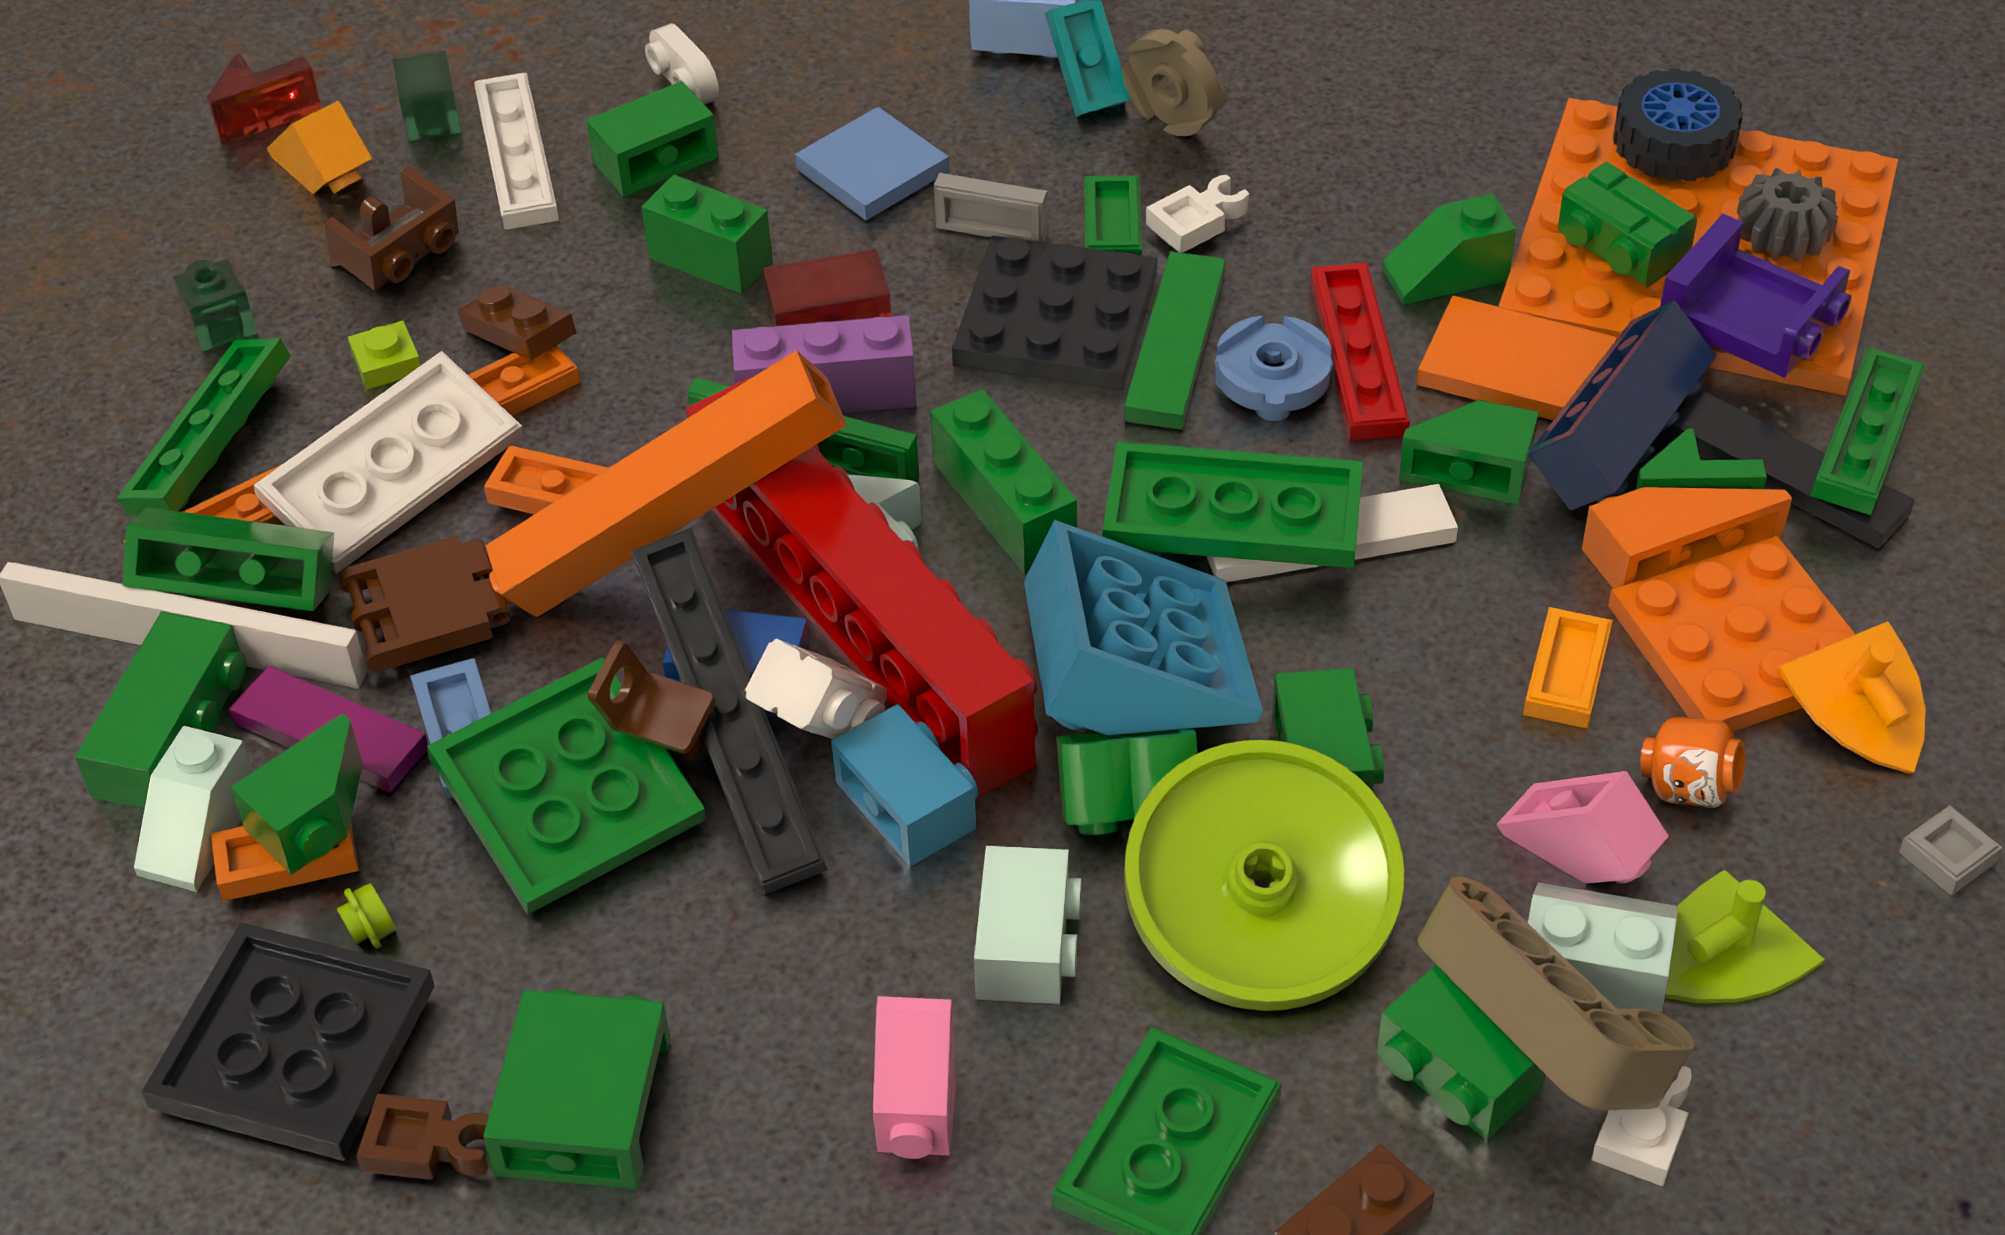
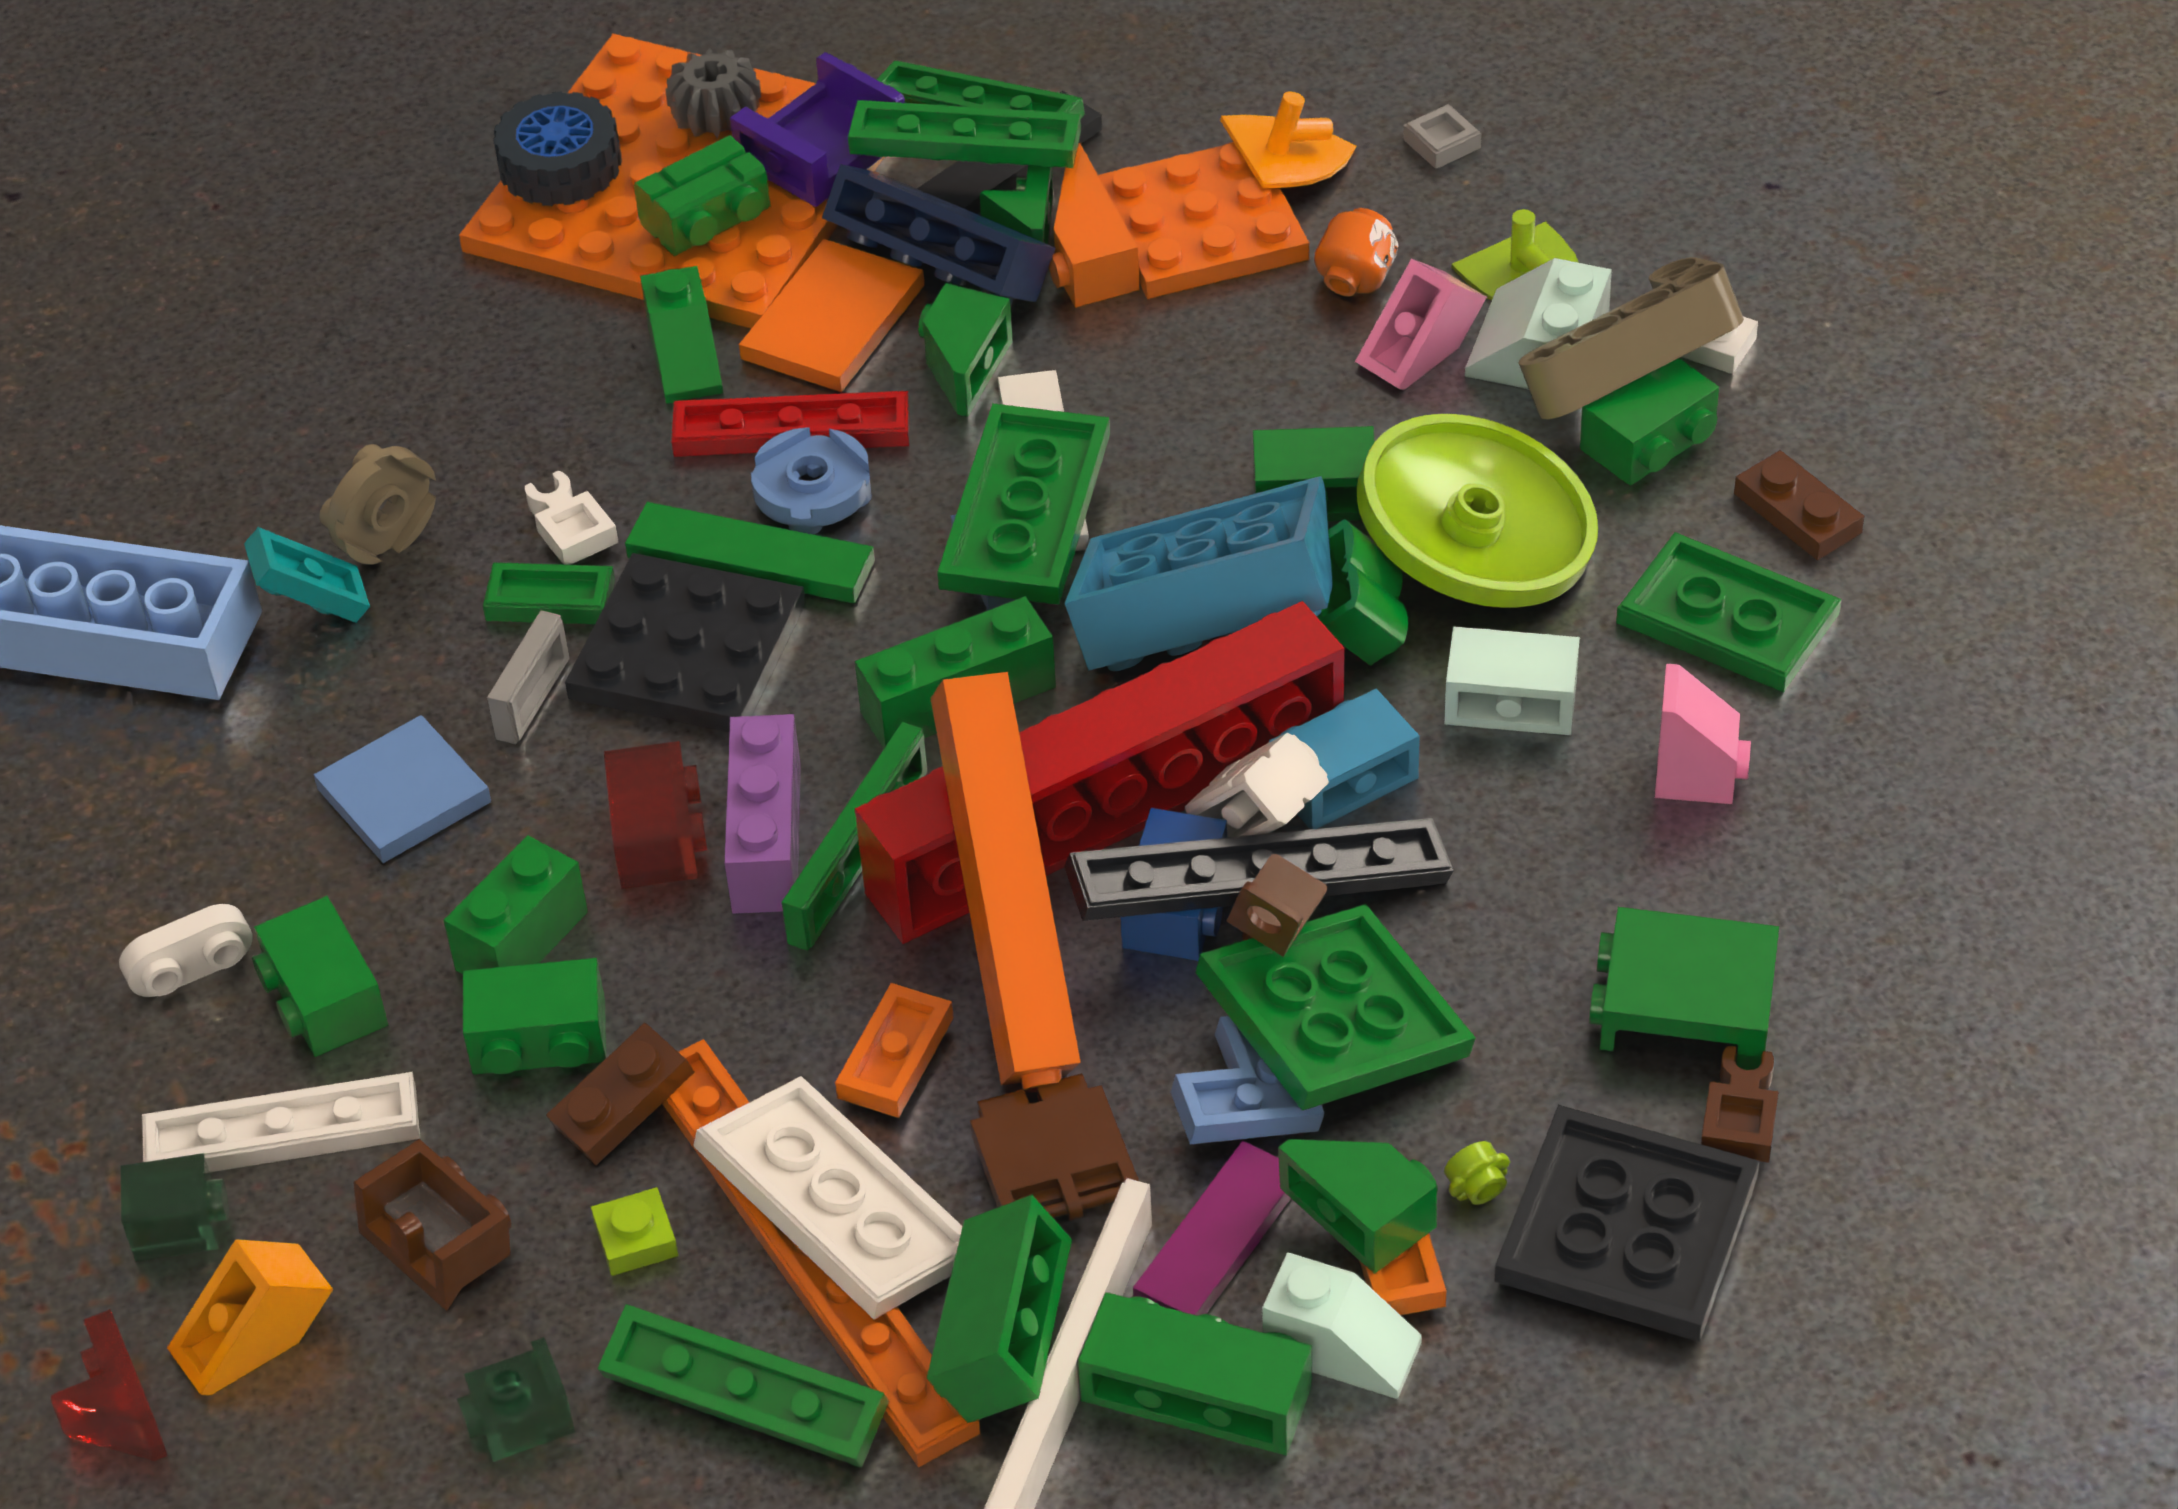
camera: 85 degrees left, 0 degrees up
(600, 262) = (534, 1016): none -> green brick
(1567, 668) = (1225, 325): light orange tile -> none
(1757, 395) = (964, 134): none -> green plate

